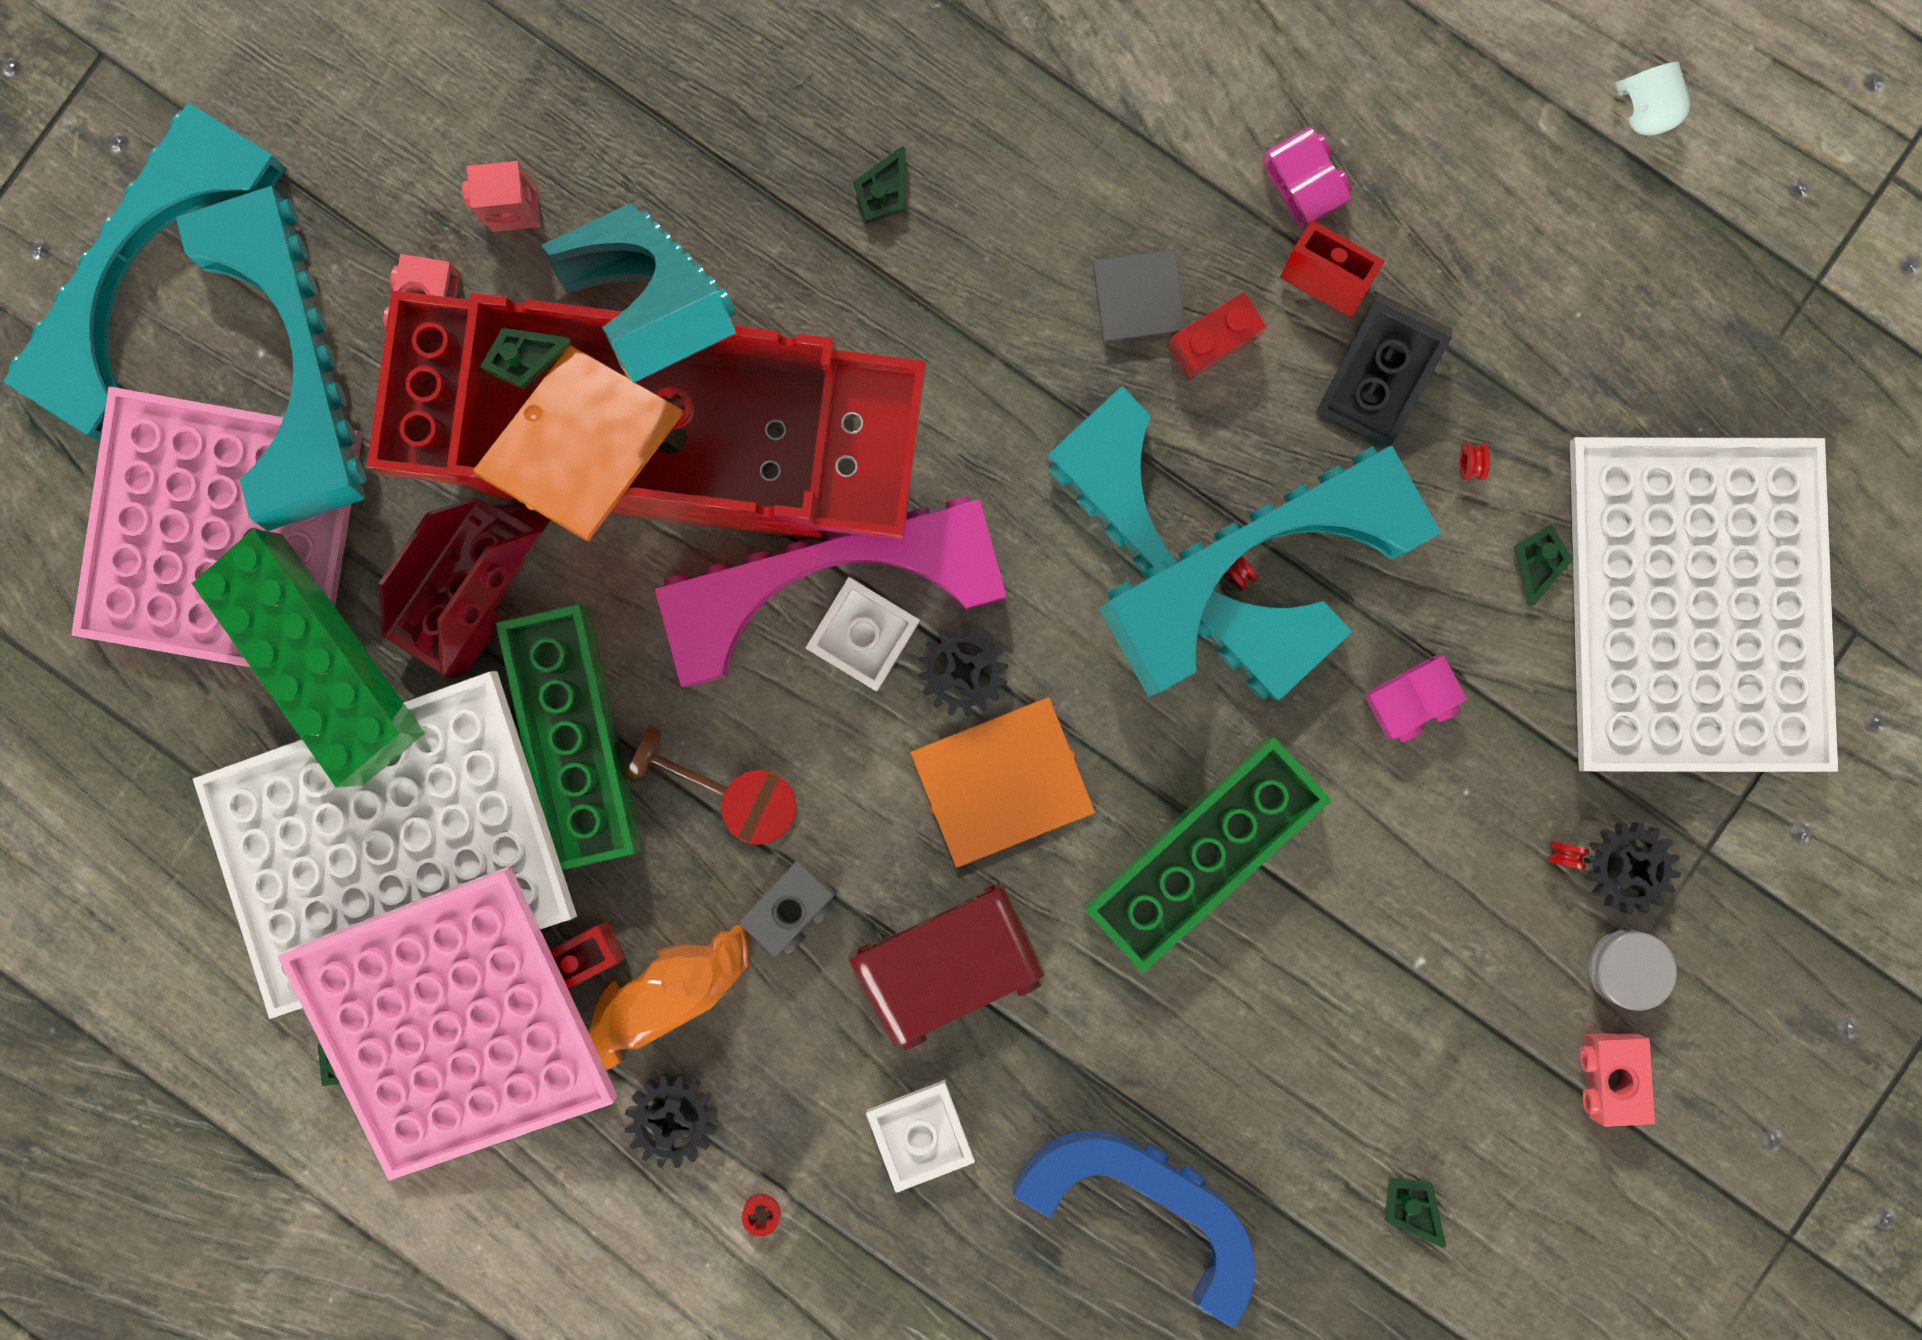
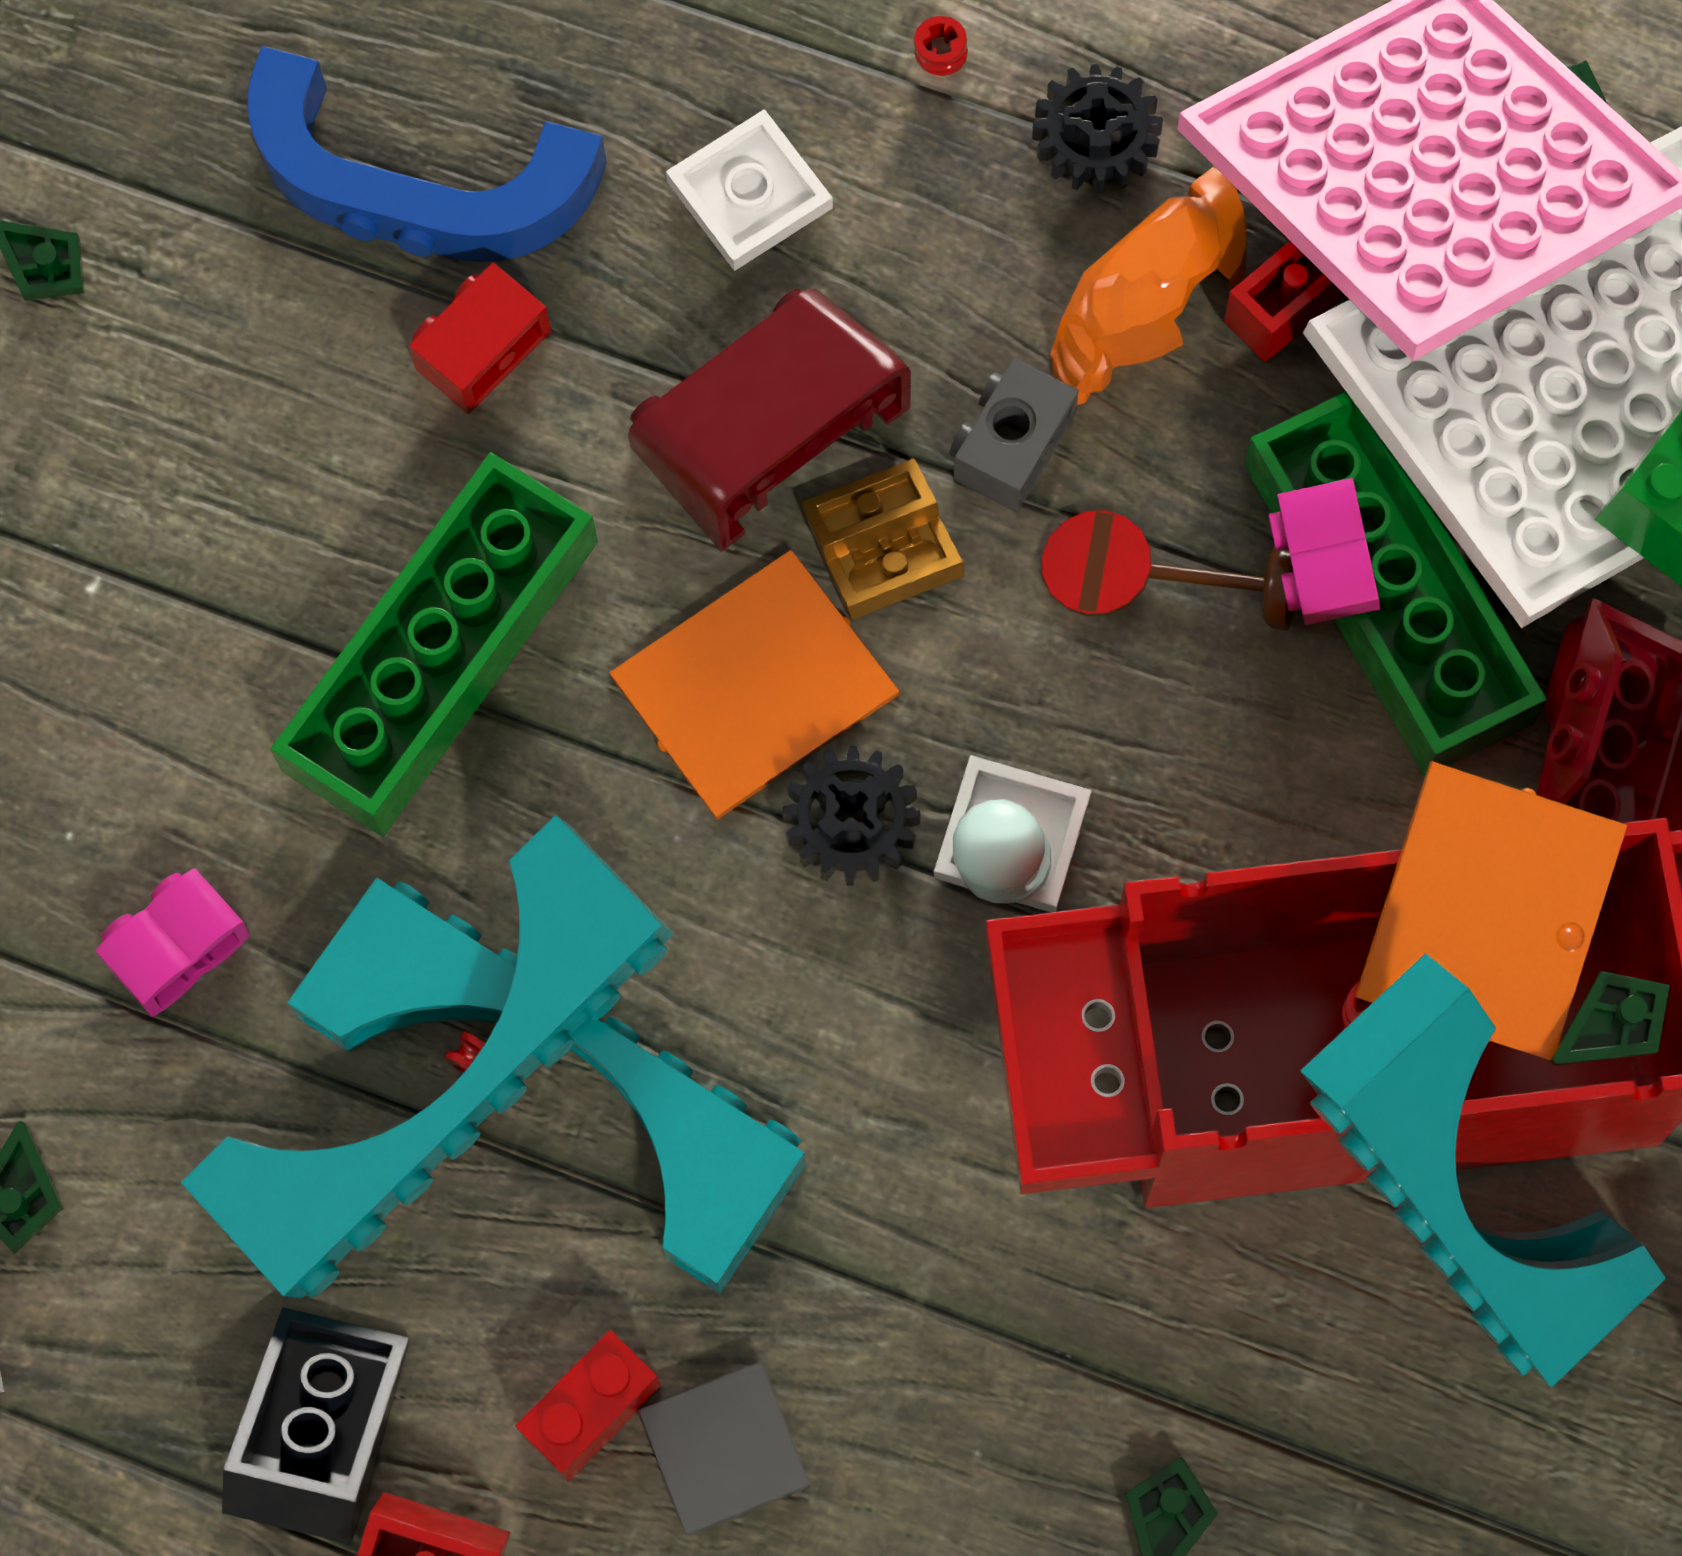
camera: 170 degrees right, 15 degrees down
(607, 752) = (1326, 551): none -> dark pink brick
(712, 610) = (930, 983): dark pink arch -> none
(874, 614) = (999, 850): none -> light aqua helmet
(894, 859) = (883, 539): none -> pearl gold slope
(1129, 1072) = (479, 337): none -> red brick
(1474, 461) = (148, 1316): red bush -> none

